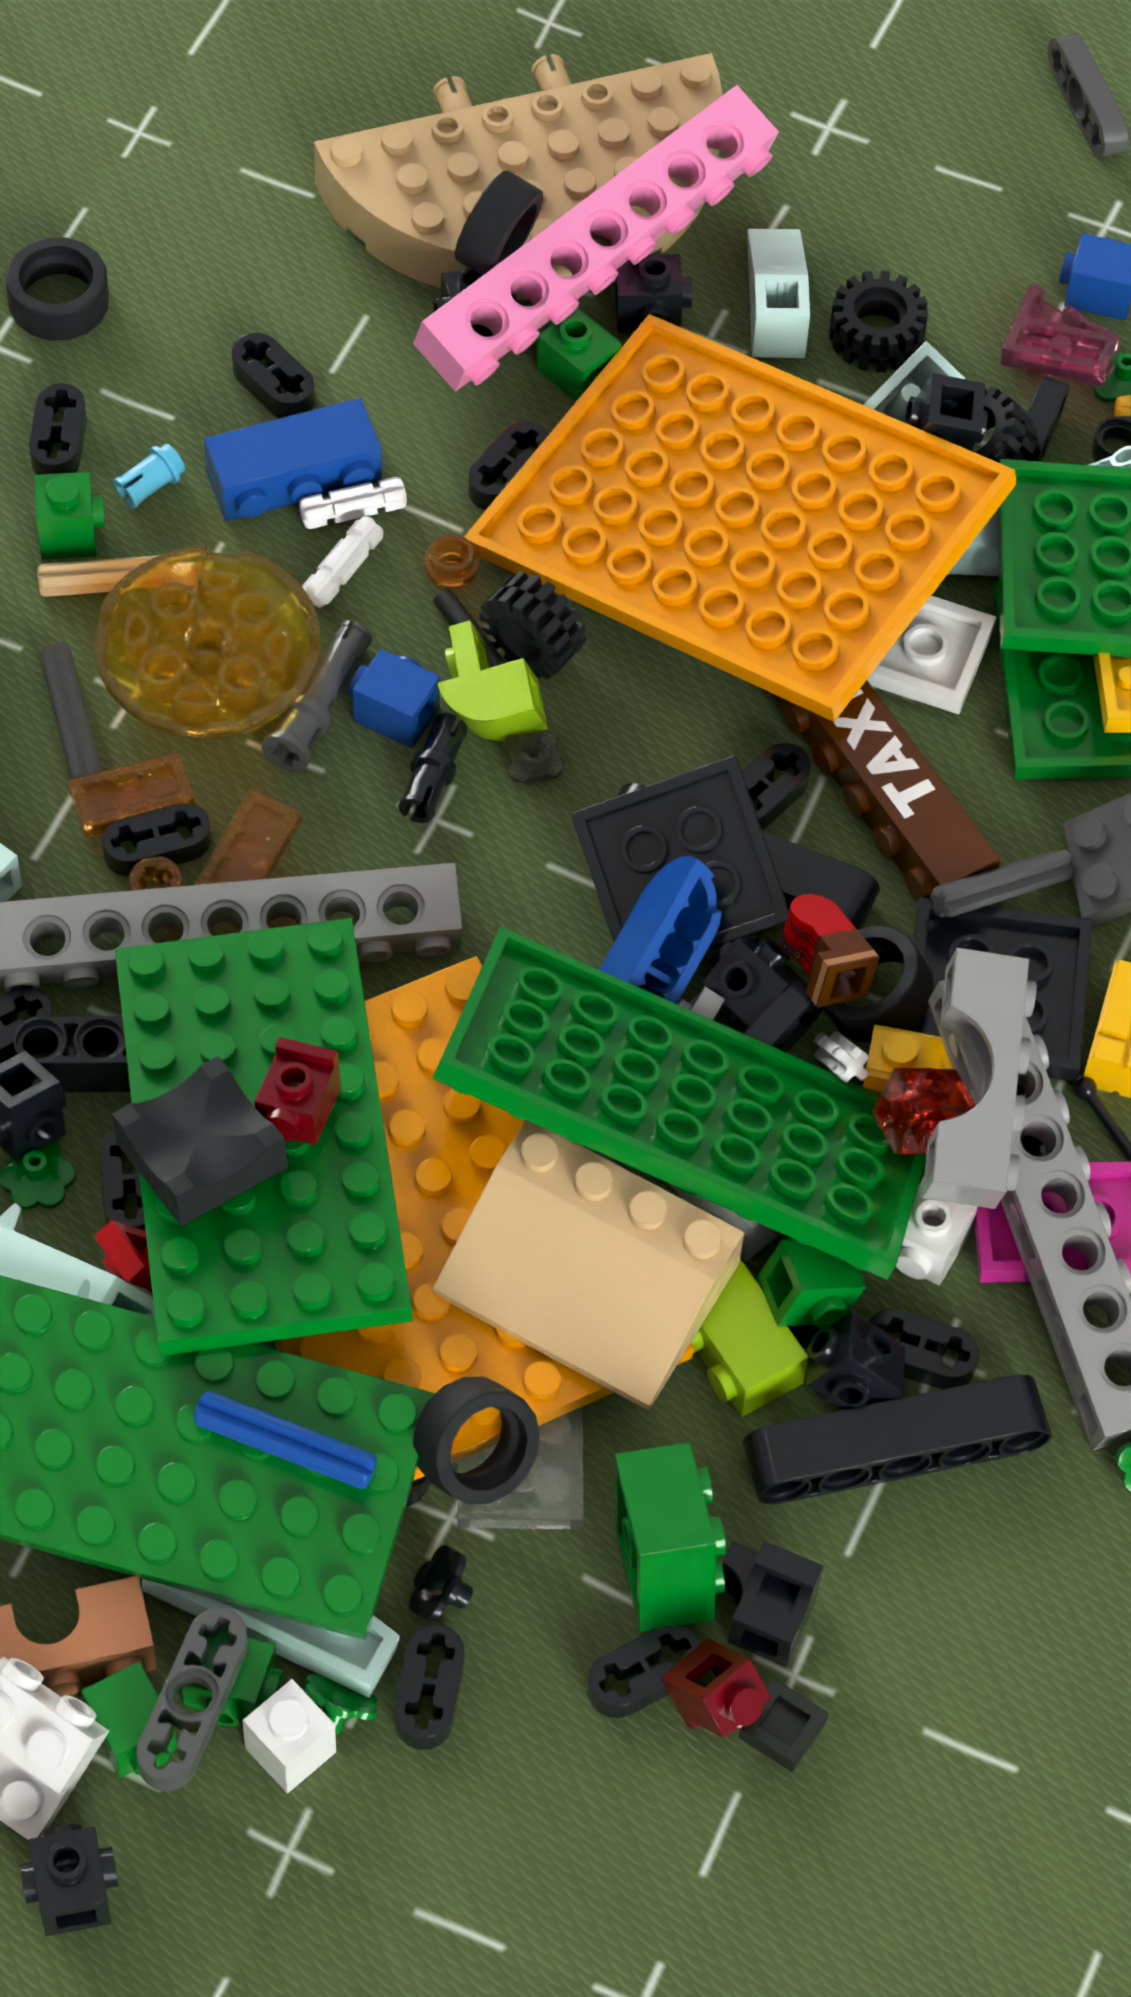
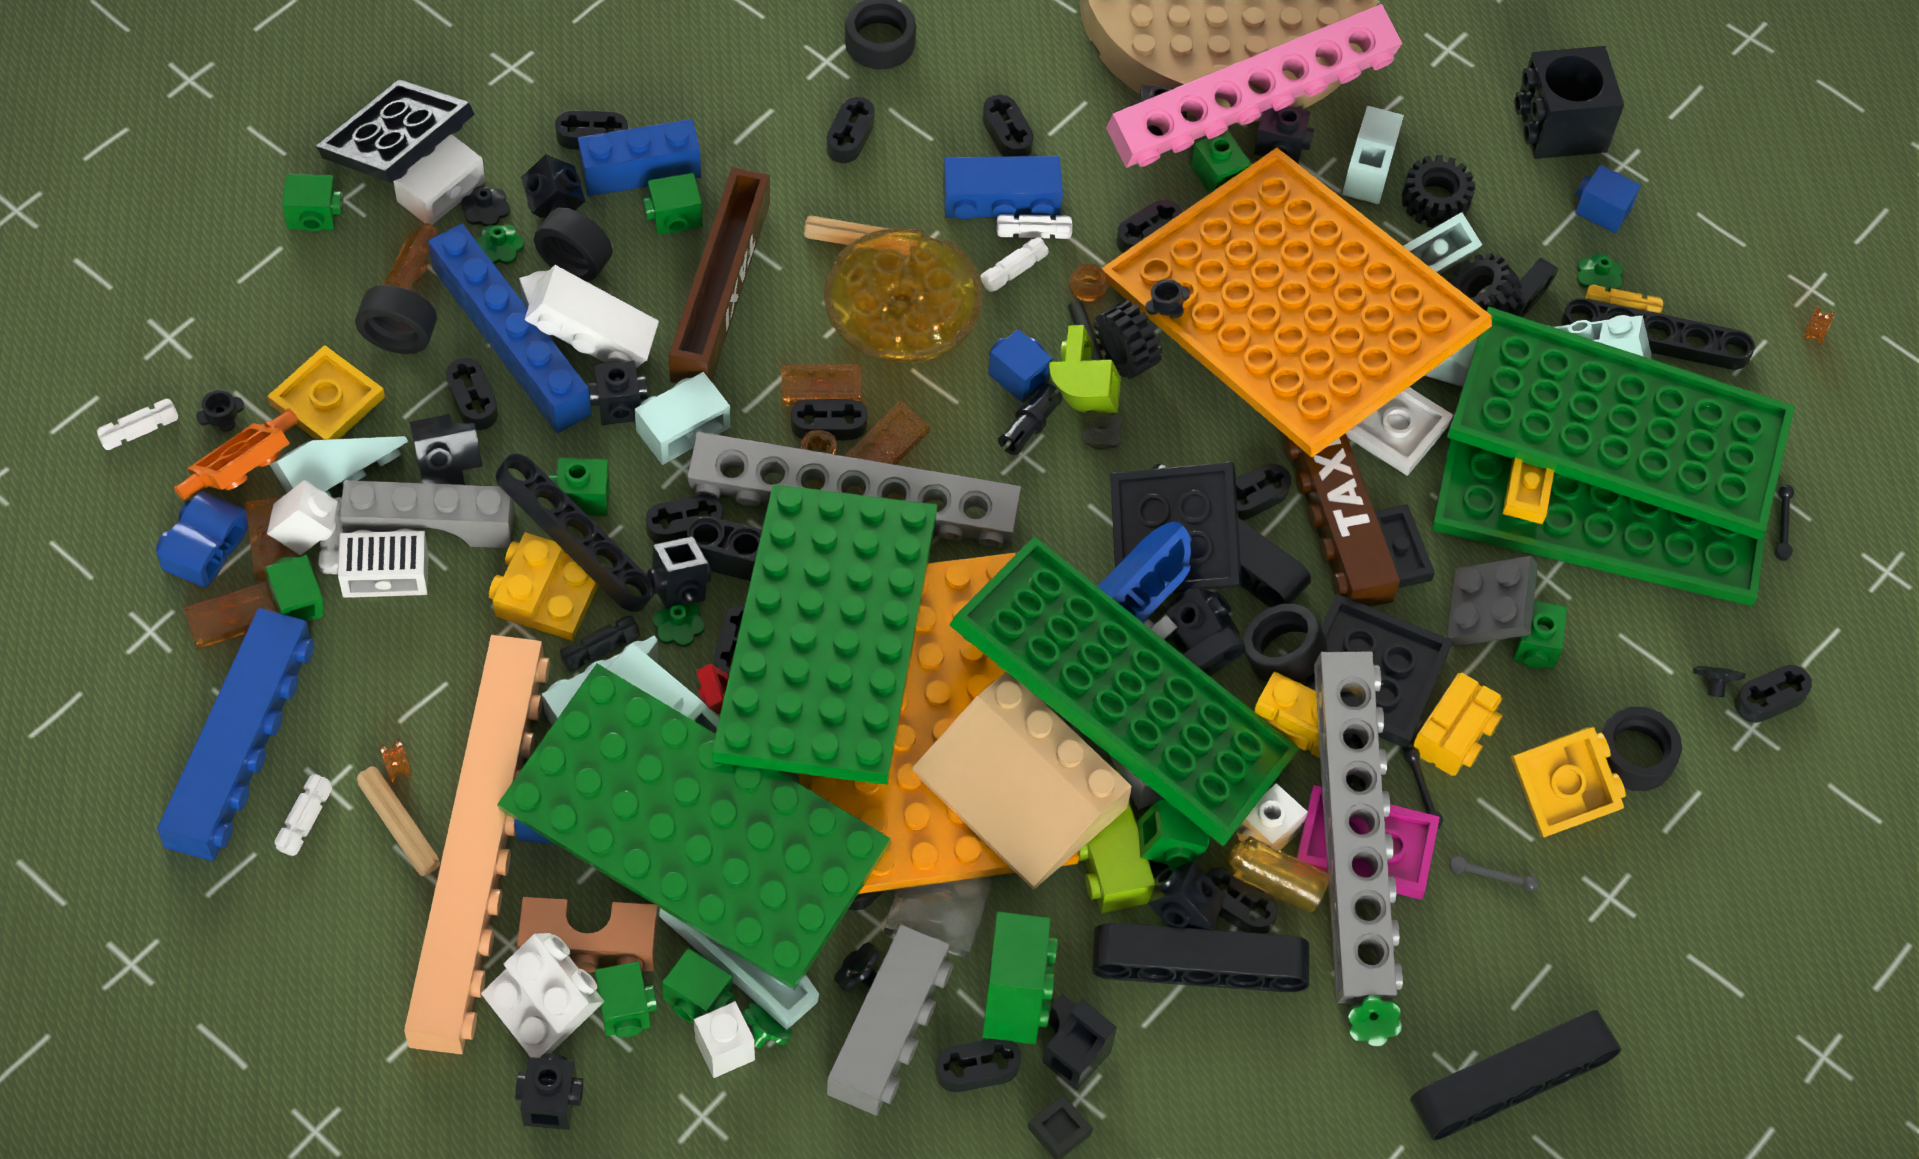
camera: 15 degrees right, 0 degrees up
(67, 515) = (837, 186): green brick -> none
(70, 710) = (798, 318): dark grey axle -> none
(149, 475) = (902, 174): medium azure pin -> none
(159, 1734) = (635, 1013): dark grey beam -> none
(200, 1142) = (781, 626): black brick -> none
(285, 1439) = (778, 840): blue axle -> none
(300, 1090) = (858, 610): dark red brick -> none
(310, 713) = (958, 361): dark grey pin -> none
(415, 1684) = (821, 1029): black beam -> none
(498, 222) = (1187, 58): black tyre -> none
(505, 1645) = (889, 1020): none -> light grey brick
(510, 1458) = (932, 893): black tyre -> none
(570, 556) = (1167, 298): none -> black plate
(728, 1701) = (1025, 1099): dark red brick -> none
(828, 950) = (1257, 612): leg -> none
(841, 1056) = (1245, 687): white axle -> none
(915, 1104) = (1288, 739): clear red brick -> none
(950, 410) = (1461, 264): black brick -> none
(965, 1296) = (1278, 873): none -> clear yellow brick
(986, 1007) = (1345, 678): light grey arch -> none
(990, 808) = (1405, 546): none -> black plate
(1002, 883) = (1397, 598): dark grey axle -> none
(1015, 159) = (1569, 102): none -> black brick
(1058, 342) = (1561, 236): clear pink wing -> none
(1088, 95) = (1638, 71): dark grey beam -> none

